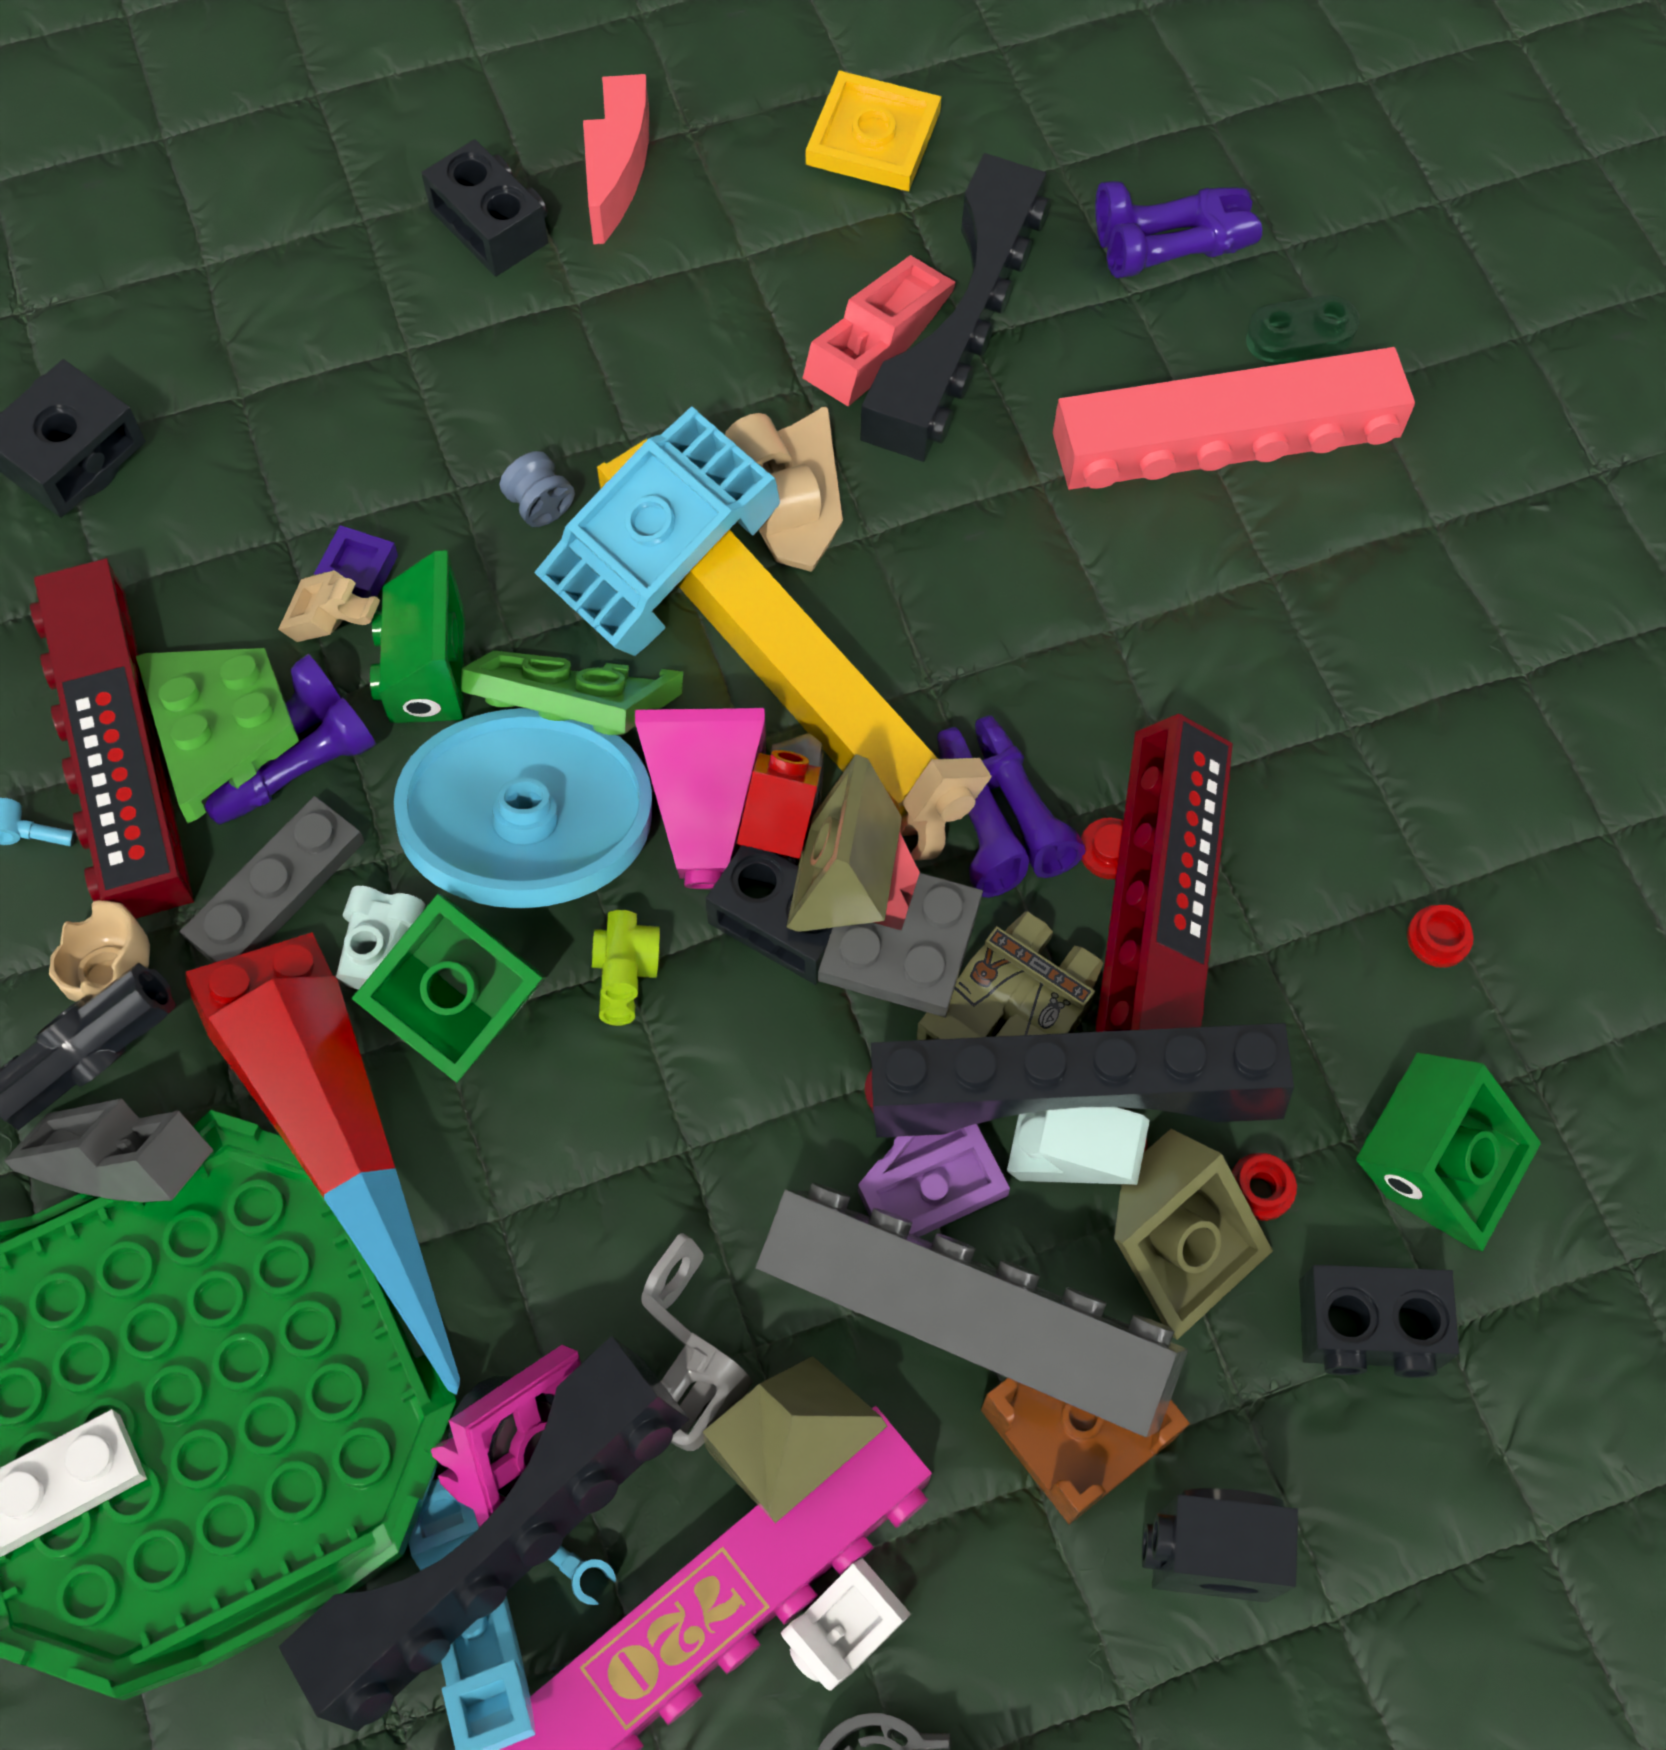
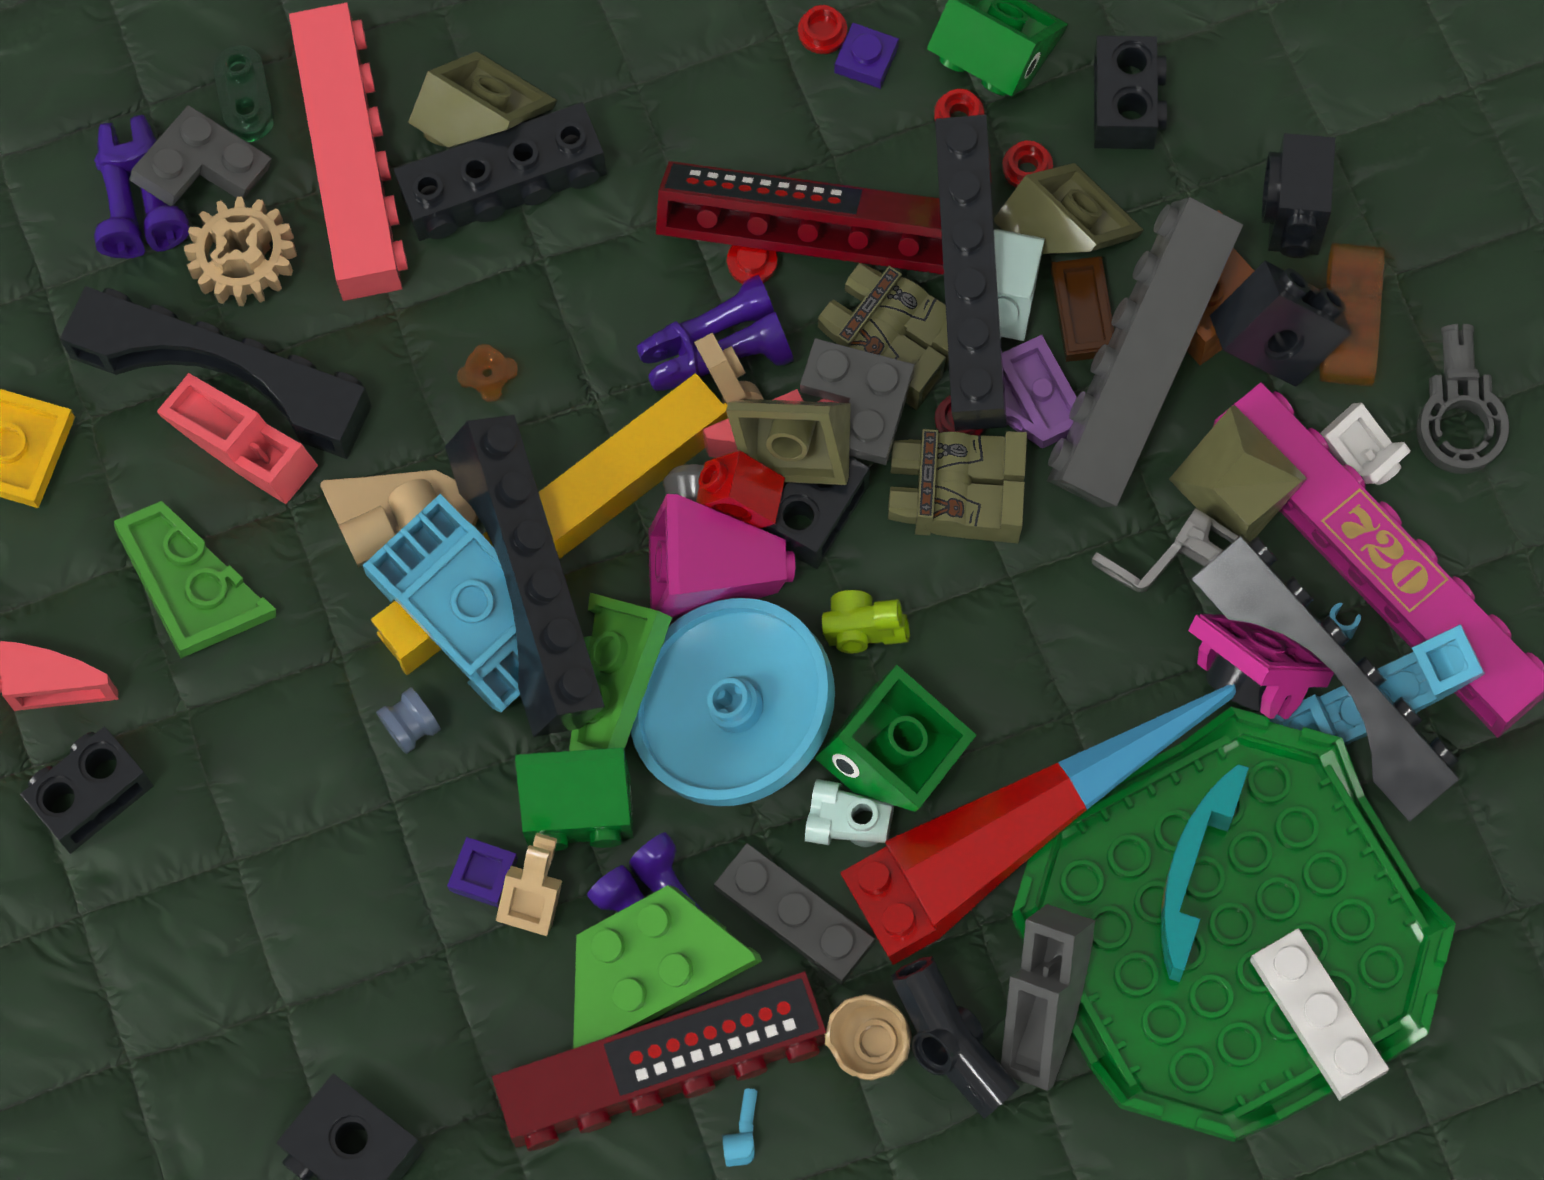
camera: 85 degrees left, 5 degrees up
(157, 1310) = (1176, 927): none -> teal slope
(682, 573) = (552, 655): none -> black arch
(714, 288) = (188, 585): none -> bright green wing
(807, 1061) = (964, 485): none -> olive hips
(965, 553) = (485, 358): none -> clear orange plate
(1012, 1500) = (1281, 323): none -> black brick
(1051, 1624) = (1357, 278): none -> clear orange beam
(1063, 1250) = (1082, 306): none -> reddish brown tile
(1101, 323) = (239, 257): none -> tan gear
(1213, 575) = (501, 172): none -> black brick
(1223, 275) = (195, 148): none -> dark grey plate
(1306, 545) = (474, 100): none -> olive slope
(1345, 1089) = (958, 100): none -> red plate
(1409, 990) = (866, 55): none -> dark purple plate

